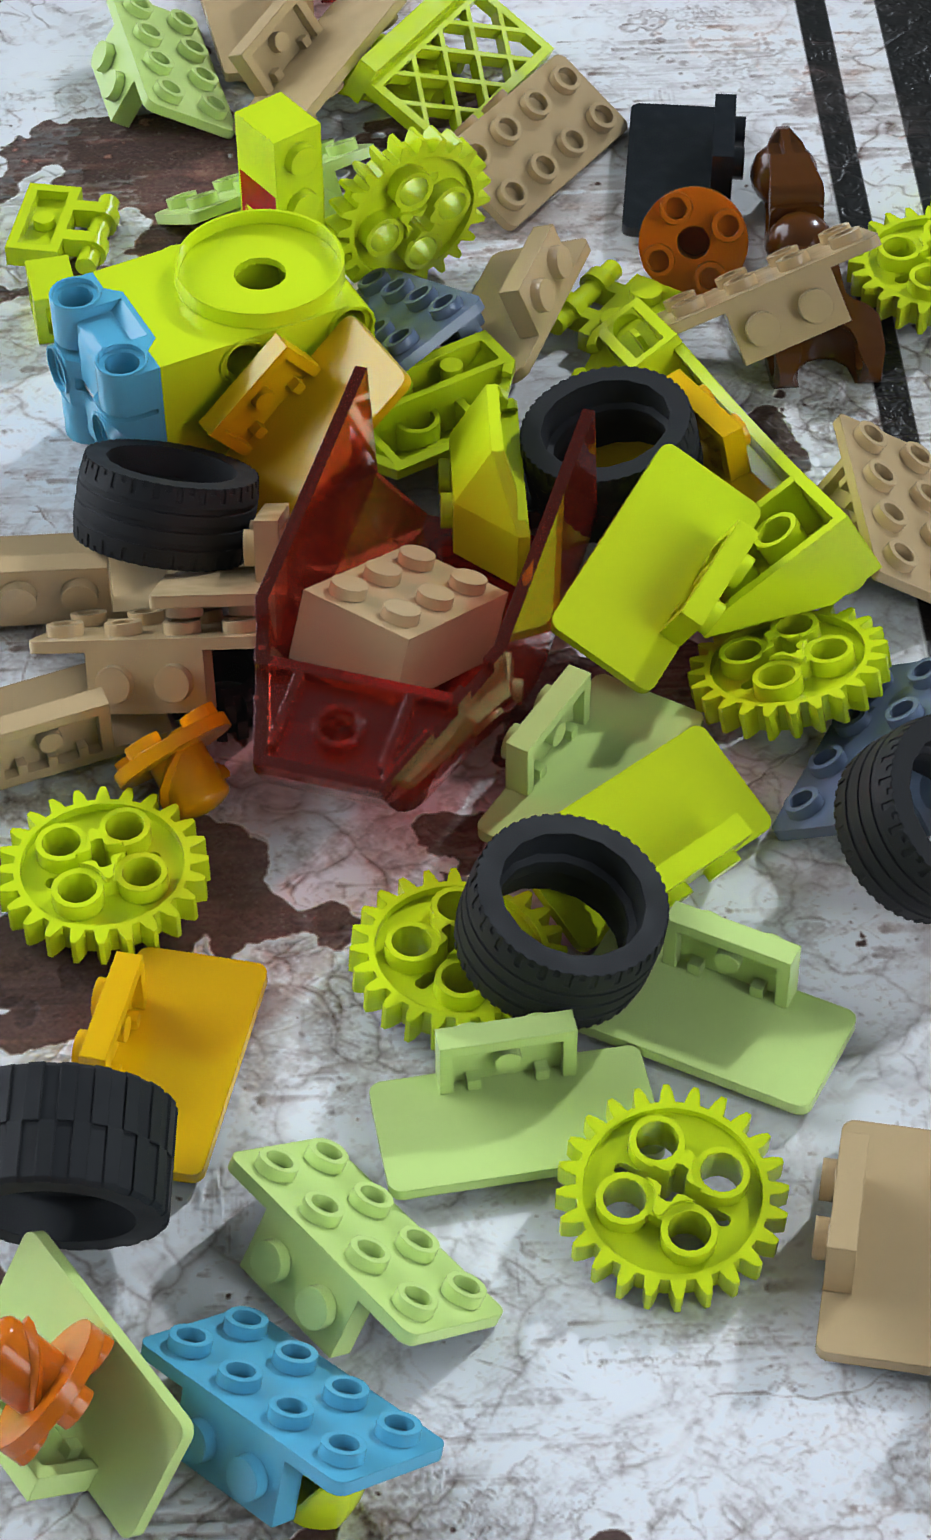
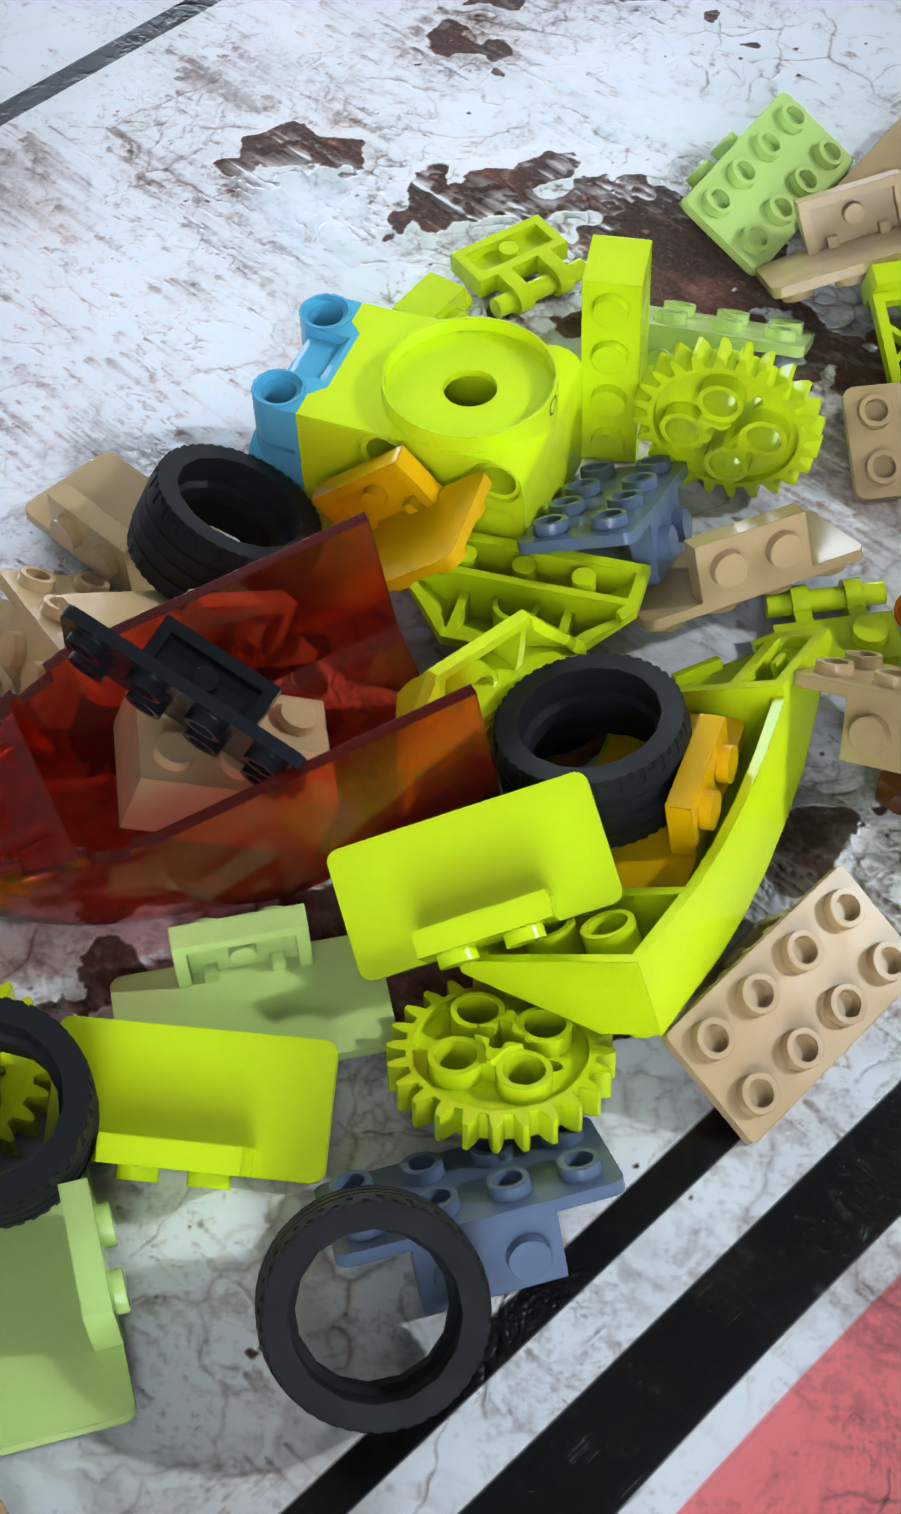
camera: 50 degrees right, 5 degrees up
(400, 555) = (191, 683): none -> black bracket

